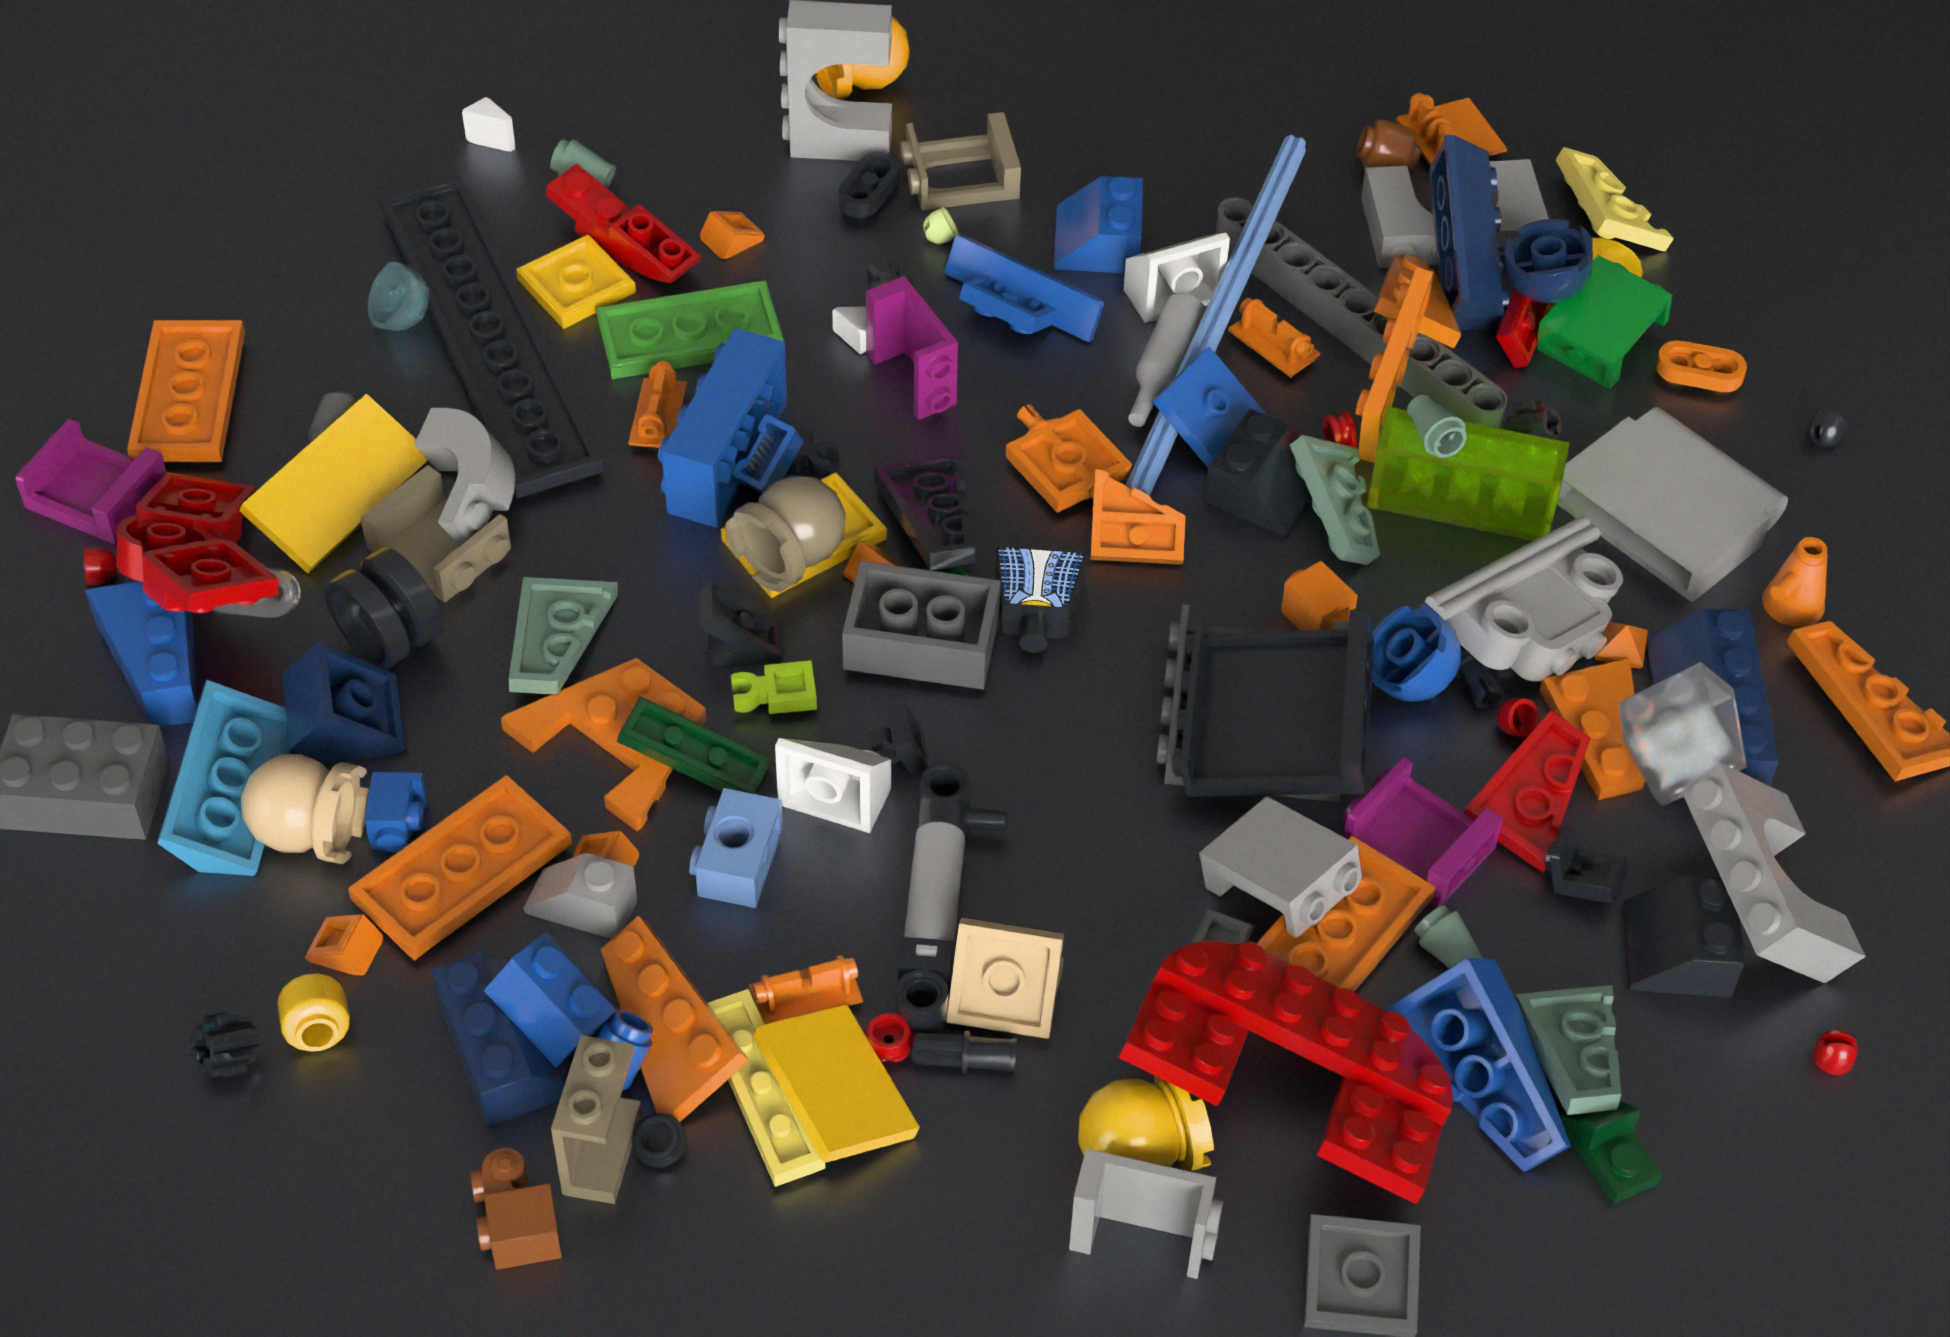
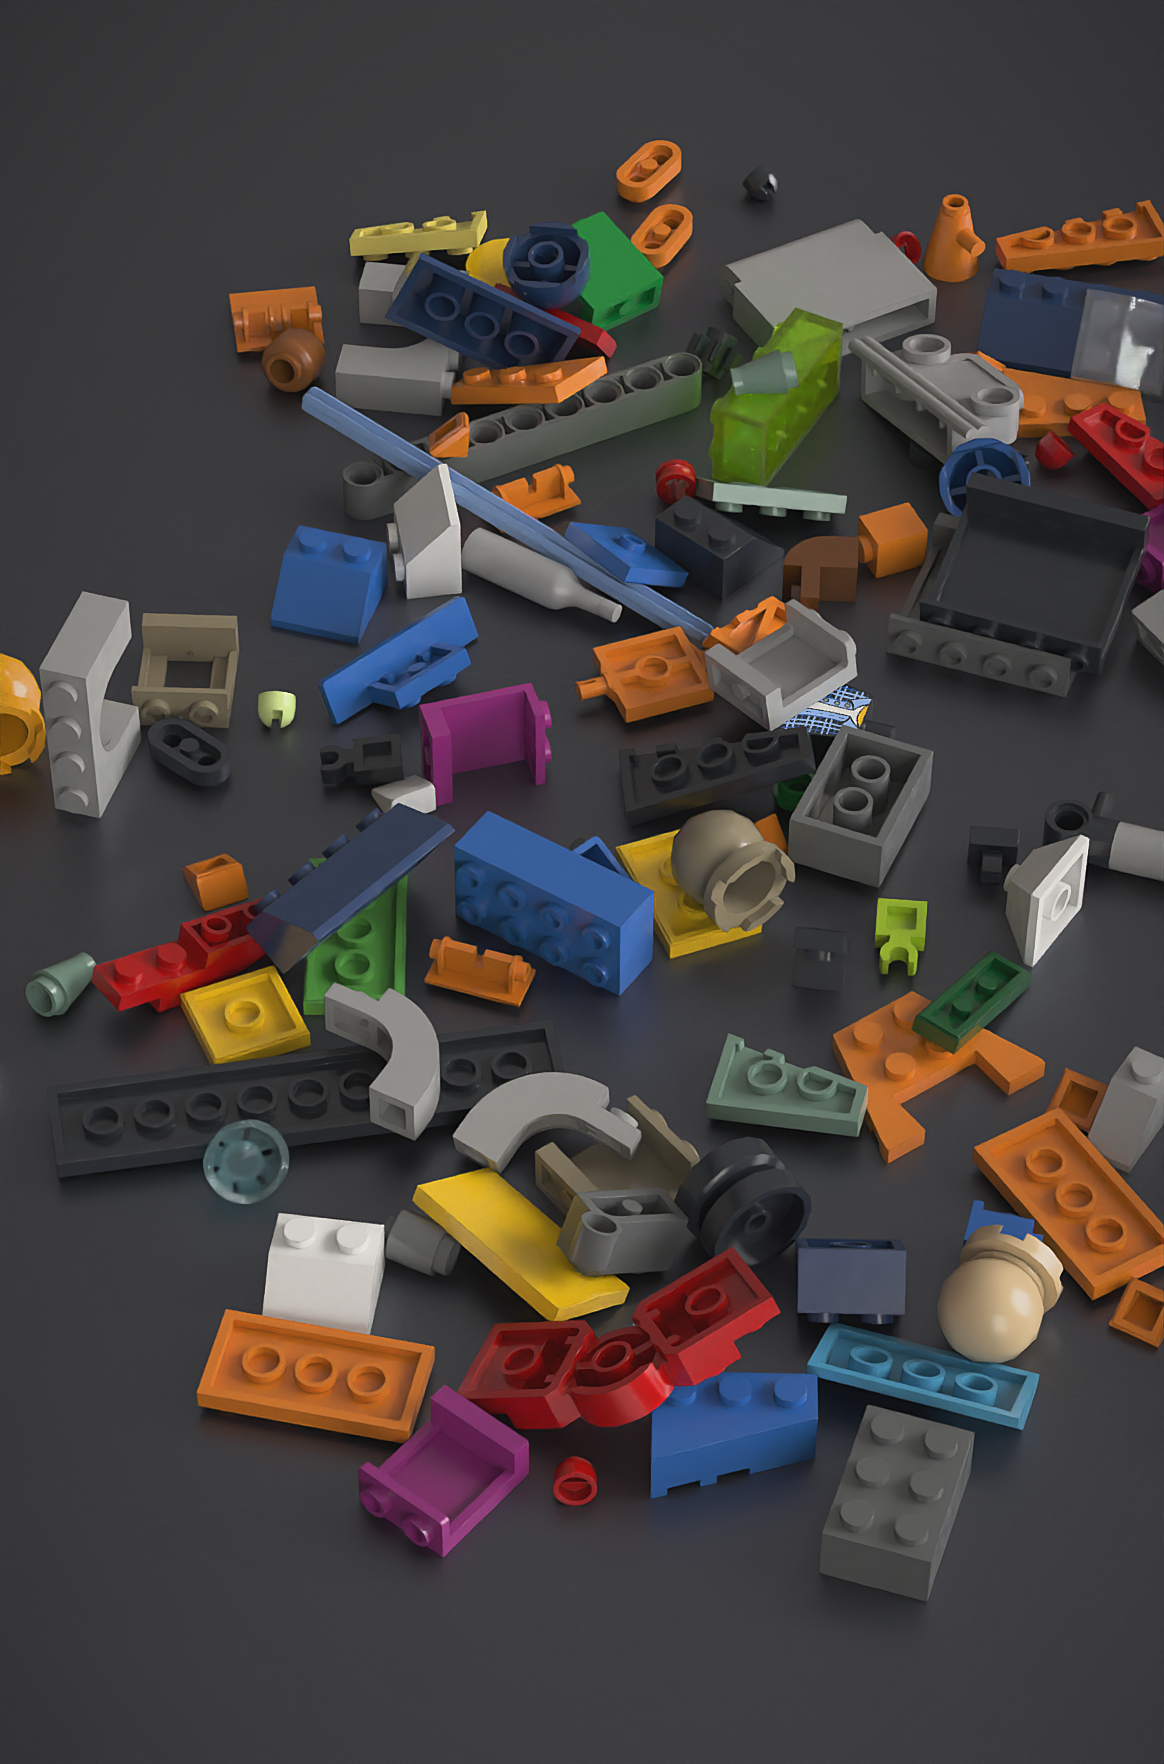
camera: 75 degrees left, 5 degrees down
(284, 372) = (325, 1272): none -> white slope
(333, 522) = (622, 1231): none -> dark grey hinge
(512, 368) = (399, 1031): none -> light grey arch
(697, 284) = (345, 883): none -> dark blue slope
(739, 872) = (1099, 987): medium blue brick -> none
(1063, 528) = (785, 668): none -> light grey panel
(1247, 550) = (821, 571): none -> reddish brown brick
(1290, 250) = (451, 438): none -> orange slope
(1390, 367) = (644, 402): orange wing -> none
(1767, 557) = (910, 243): none -> red hinge
(1797, 340) = (648, 170): none -> orange plate

